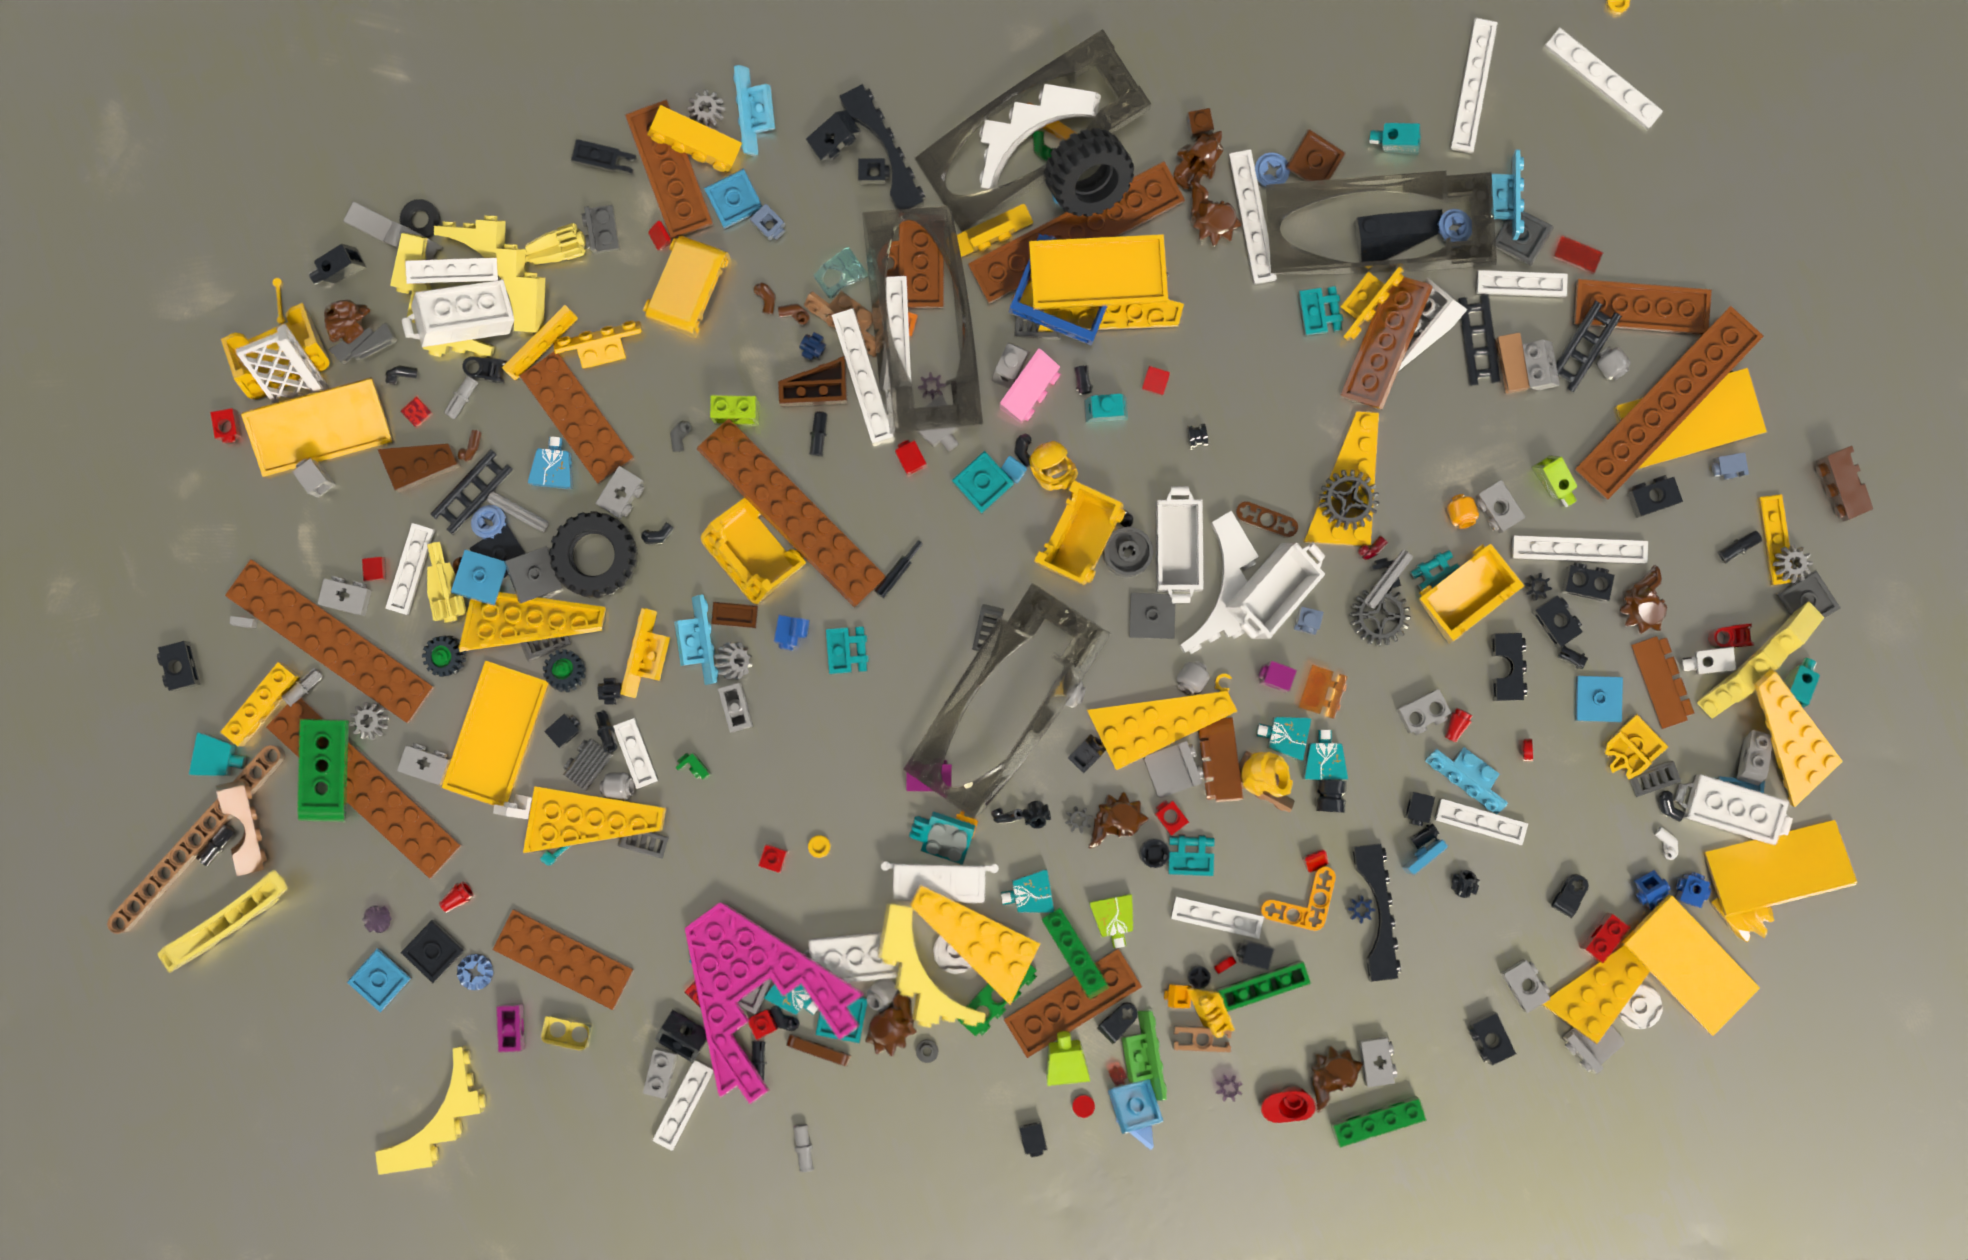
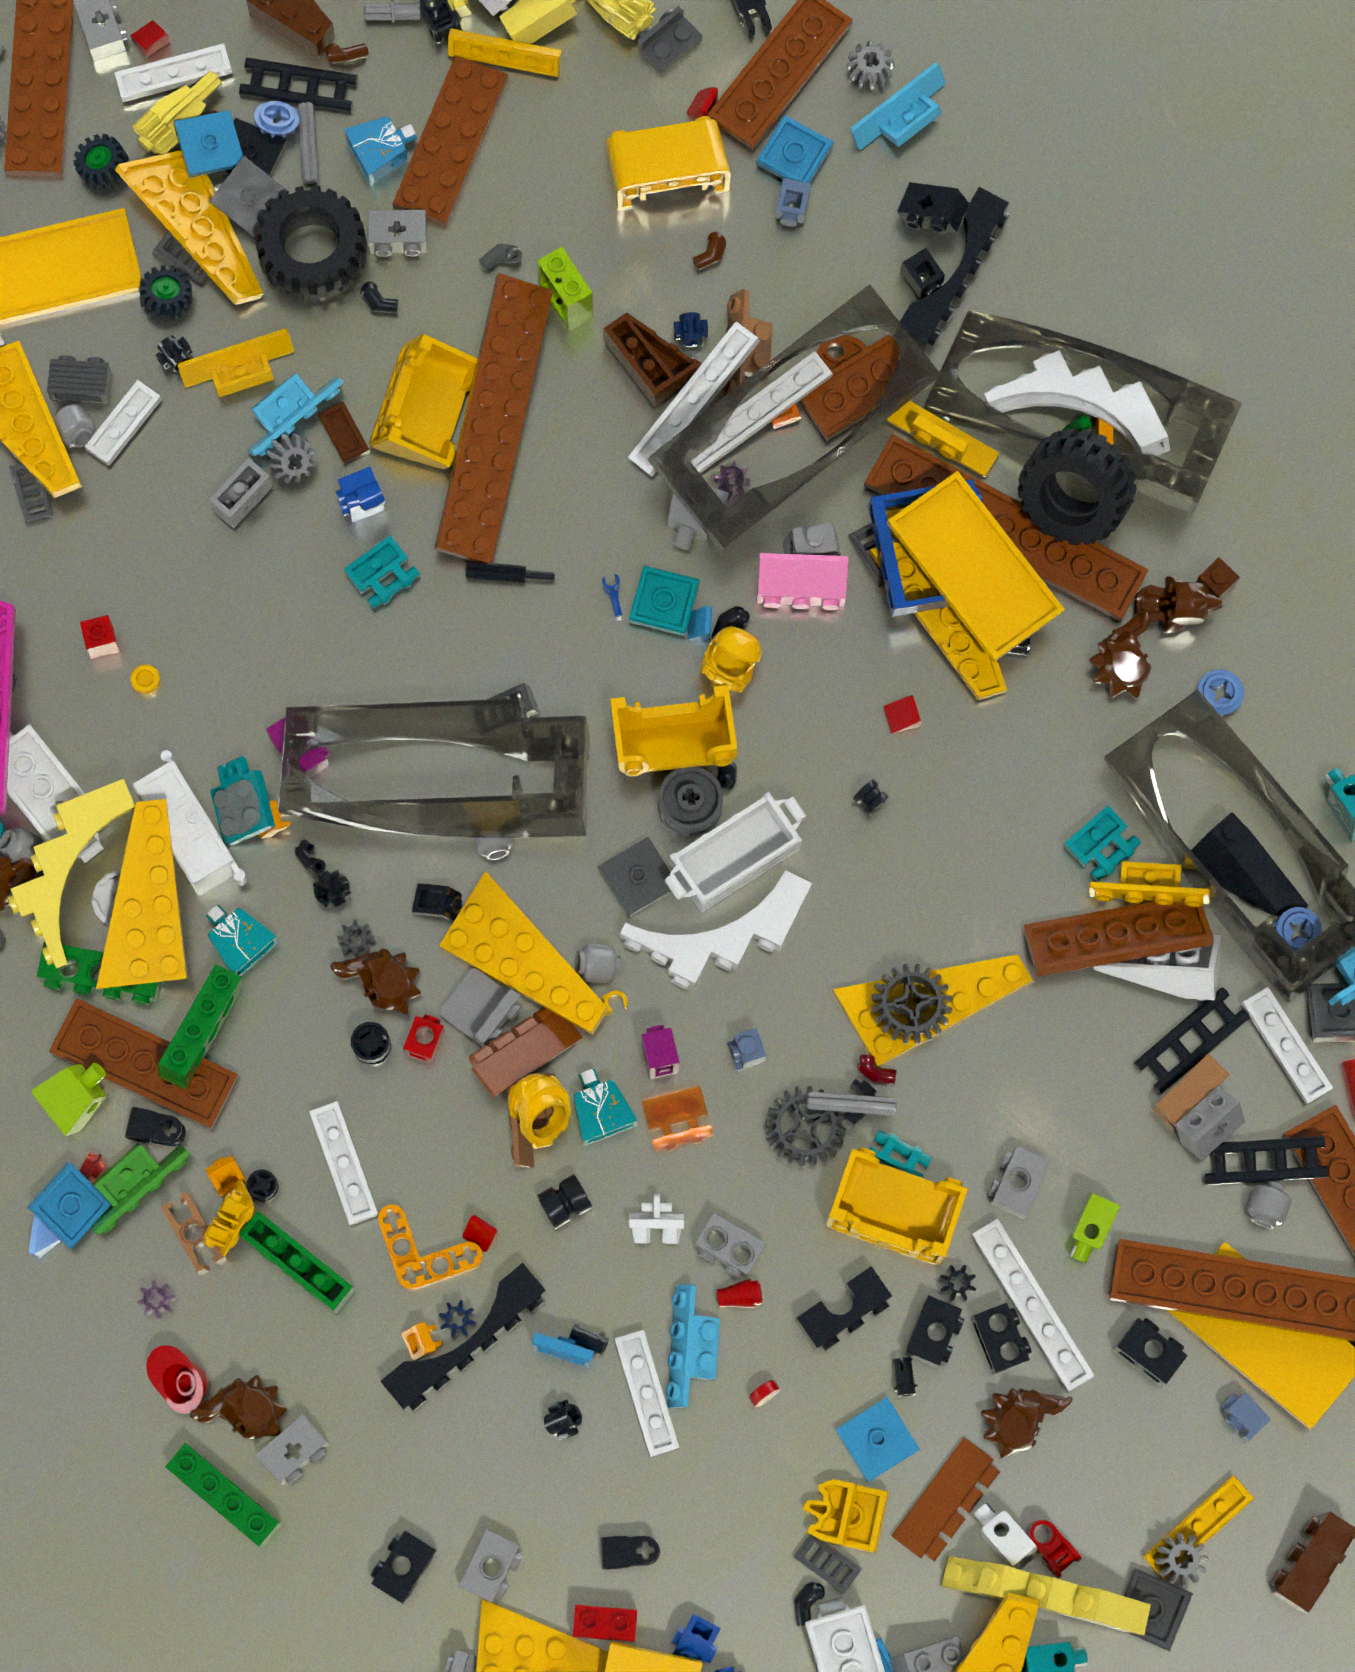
camera: 55 degrees right, 10 degrees down
(563, 730) = (100, 332): black brick -> none
(599, 346) = (541, 115): yellow bracket -> none
(605, 731) = (126, 375): black axle -> none
(694, 139) = (828, 70): yellow brick -> none
(697, 767) = (148, 497): green bracket -> none
(795, 311) = (717, 290): reddish brown arm -> none
(818, 434) = (599, 396): black axle -> none
(850, 271) = (803, 312): clear light blue piece -> none
(910, 457) = (639, 507): red brick -> none
(957, 511) = (613, 592): none -> blue hand
(1083, 380) = (849, 636): black pin -> none
(1083, 1106) = (34, 1151): red tile -> none
(1106, 408) = (835, 679): teal torso -> none
(1114, 917) = (270, 1047): lime torso -> none
(1191, 863) = (386, 1094): teal plate -> none
(1225, 964) = (295, 1206): red tile -> none
(1252, 215) = (1156, 699): white plate -> none
(1255, 954) = (327, 1228): black brick -> none
(1276, 589) = (755, 985): white container -> none
(1280, 530) = (843, 953): reddish brown beam -> none
(1315, 158) = (1266, 729): reddish brown plate -> none
(1325, 759) = (602, 1168): teal torso -> none
(1360, 941) = (419, 1341): none -> light orange tile
(1377, 746) = (669, 1222): none -> white hips
(1419, 808) = (615, 1311): black brick -> none
(1463, 511) = (986, 1143): light orange head -> none
(1670, 843) = (764, 1631): white arm -> none
(1740, 546) = (1161, 1489): black axle -> none

